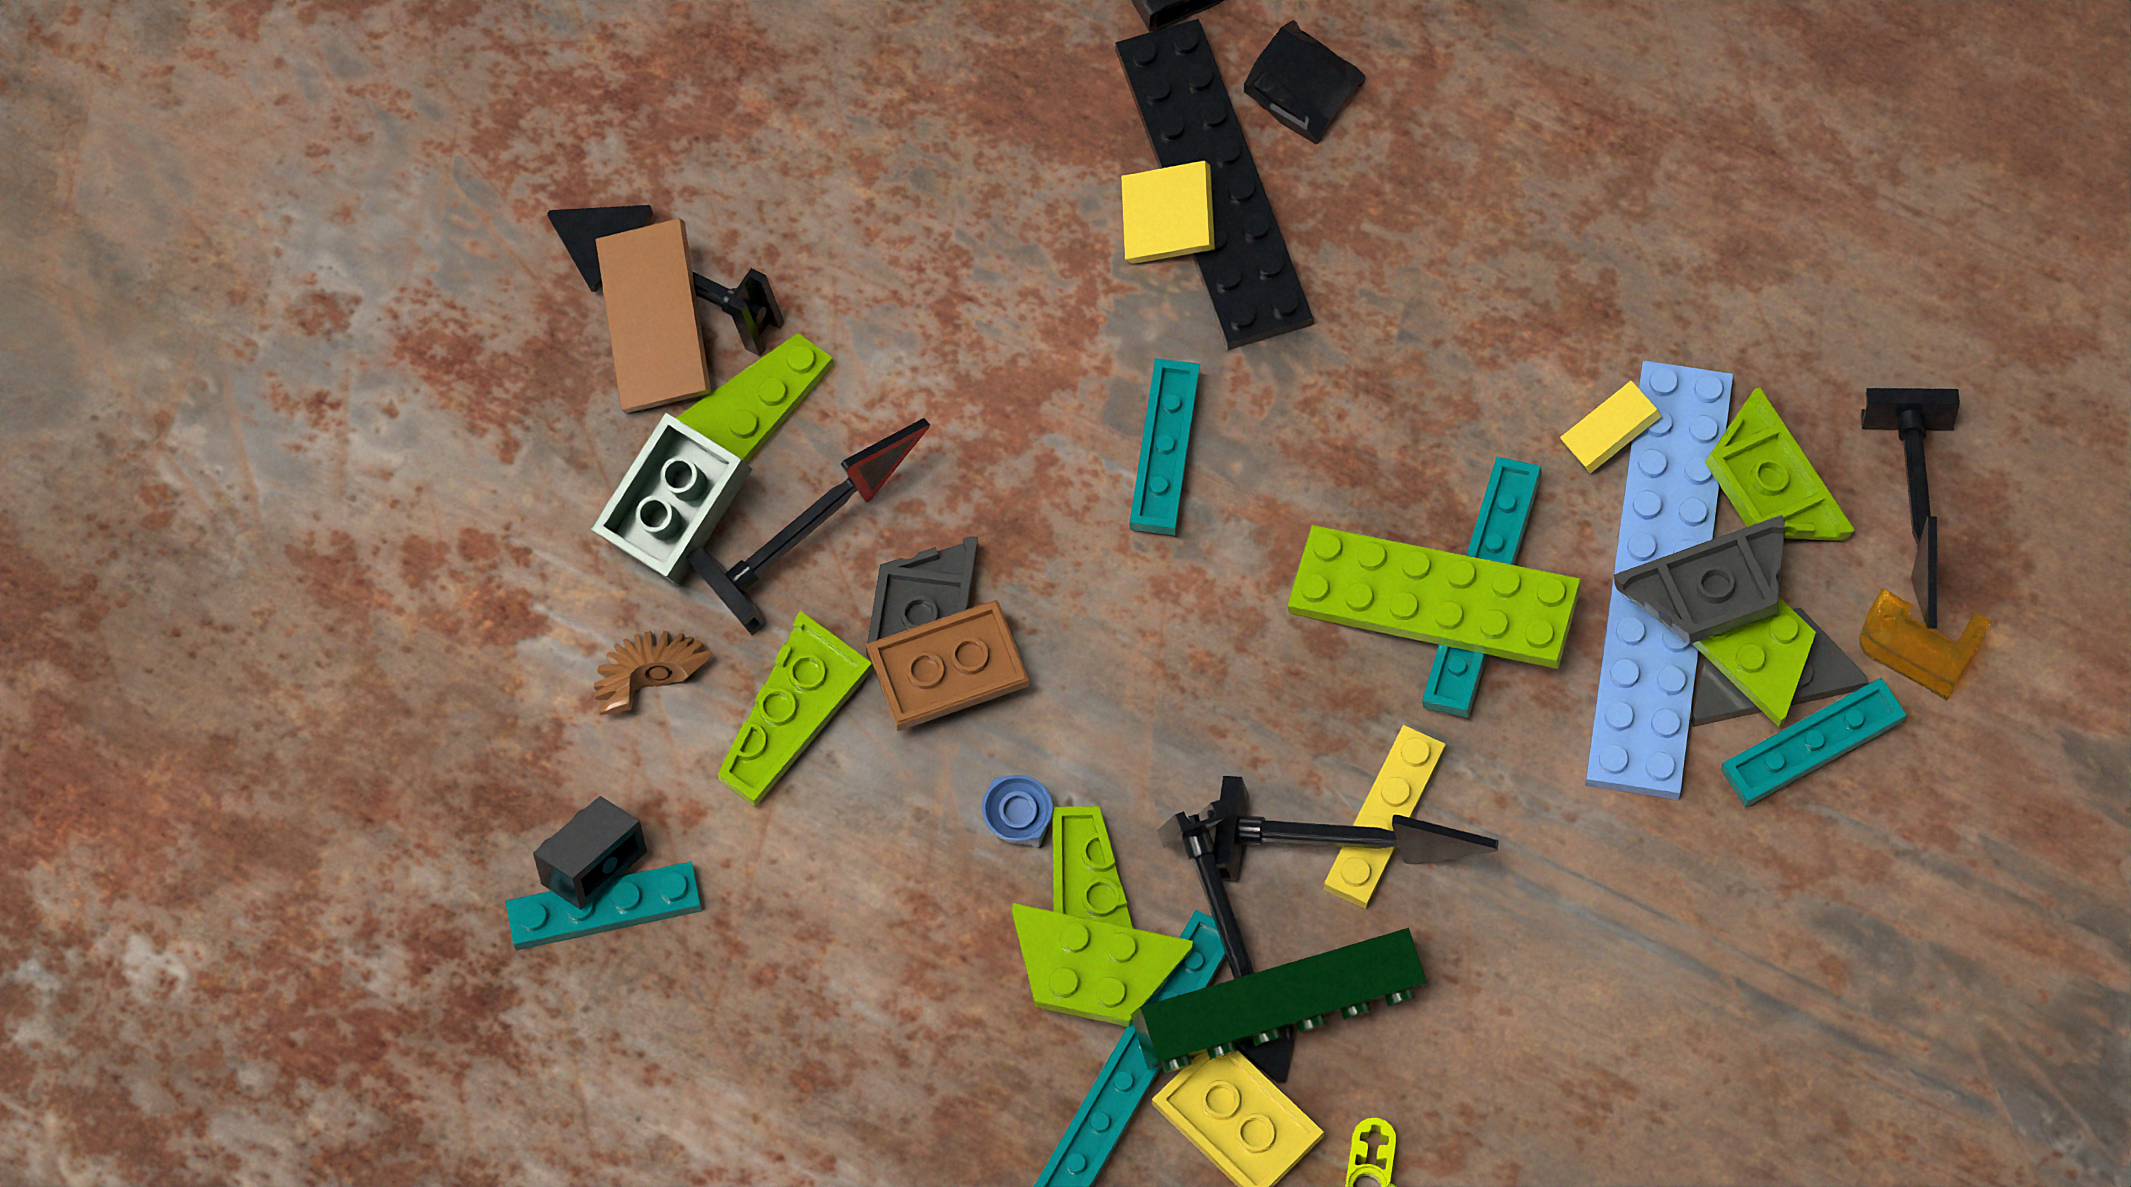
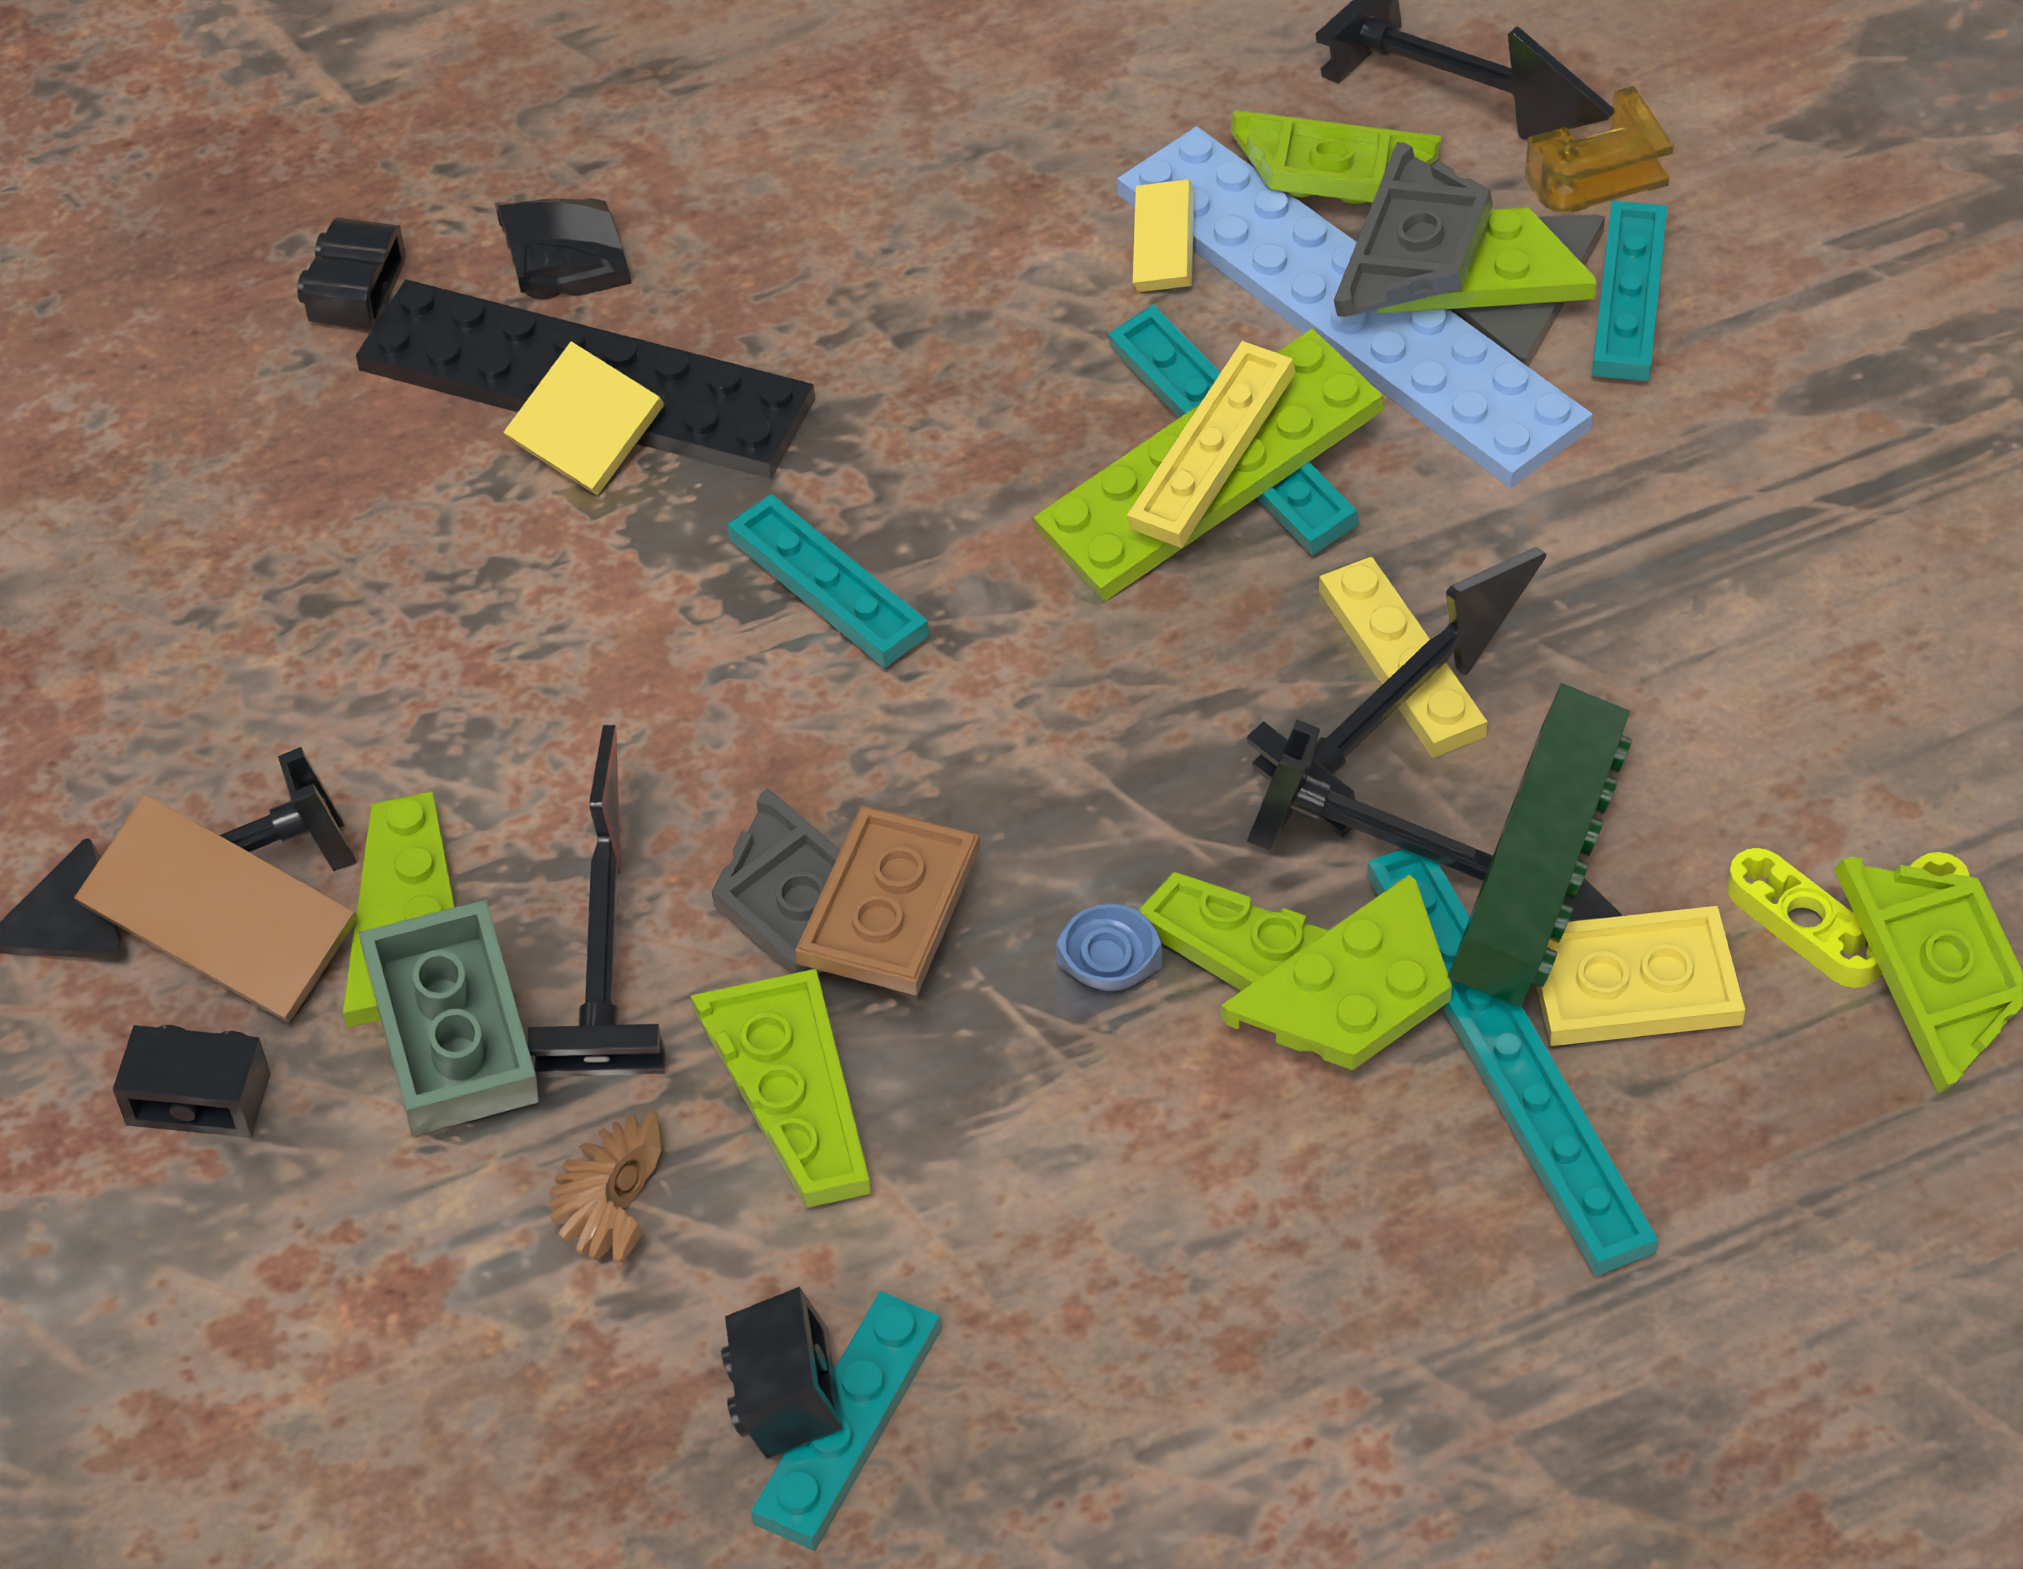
camera: 50 degrees left, 15 degrees down
(541, 398) = (192, 1080): none -> black brick
(1427, 590) = (1211, 444): none -> light yellow plate

